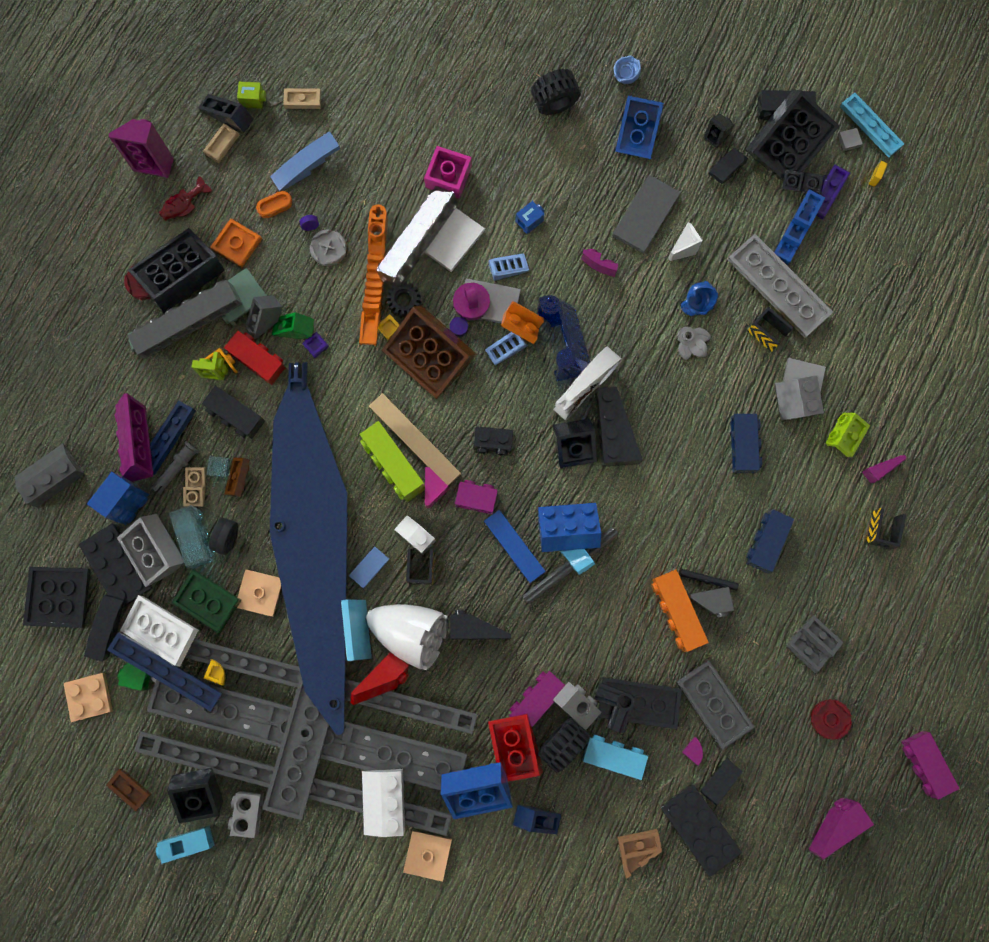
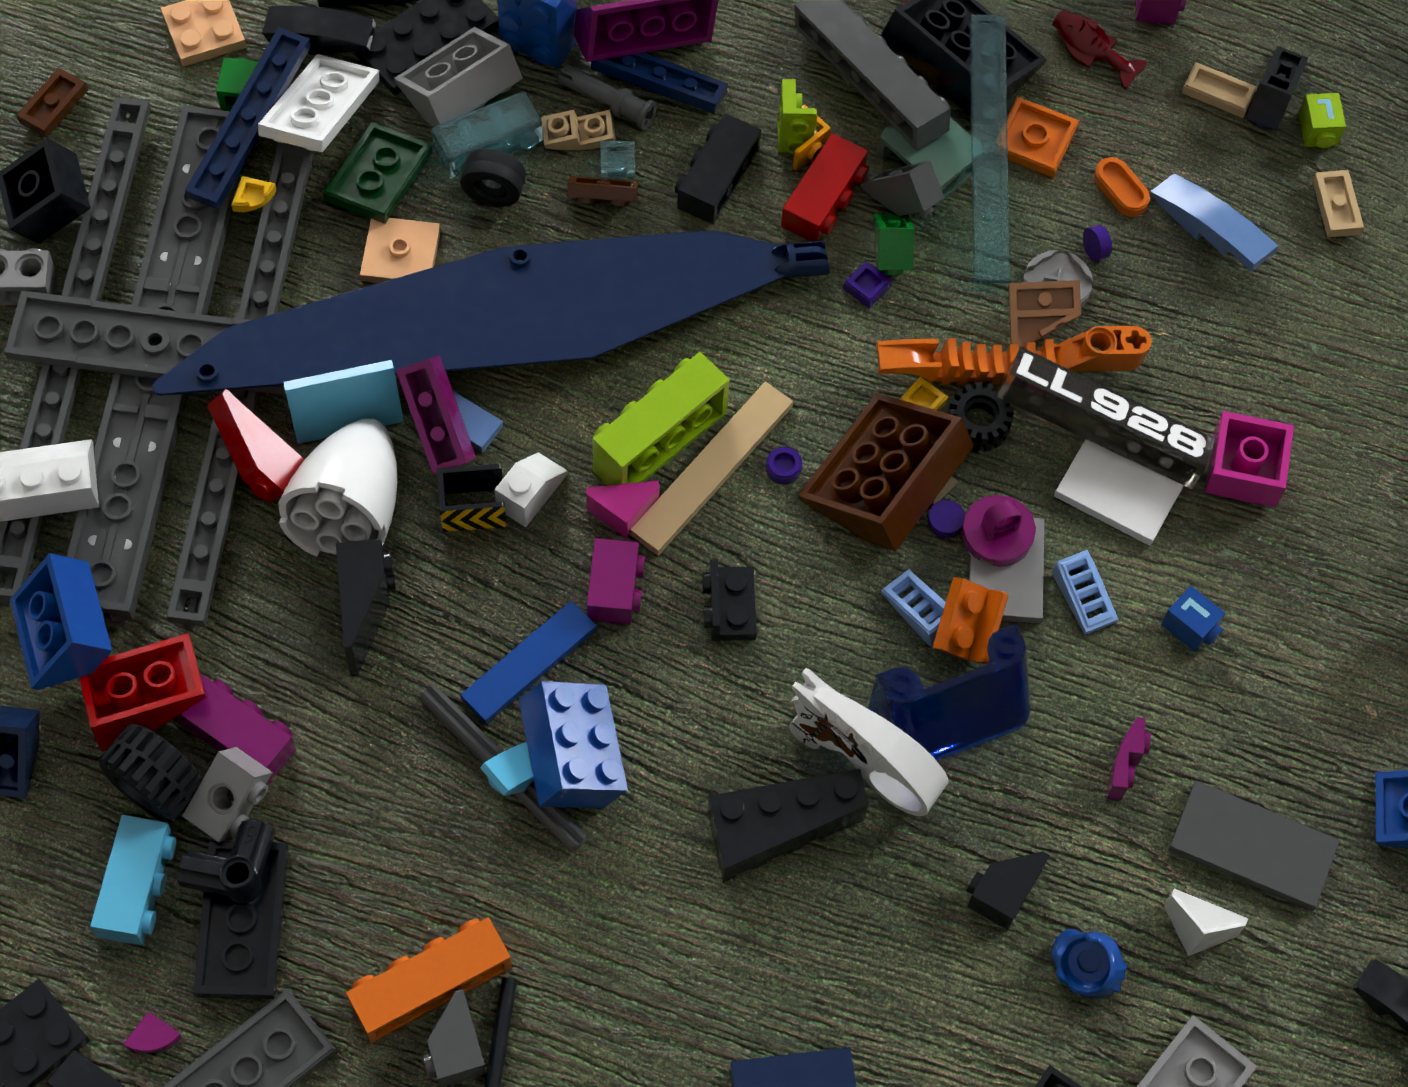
camera: 80 degrees right, 15 degrees down
(246, 265) = (989, 149): none -> clear light blue tile
(346, 258) = (1041, 308): none -> medium nougat wing
(373, 579) = (436, 414): none -> magenta brick
(417, 403) = (783, 465): none -> dark purple tile
(575, 443) = (746, 746): black slope -> none
(658, 329) = (1005, 887): none -> black slope
(695, 344) = (991, 967): light grey plate -> none

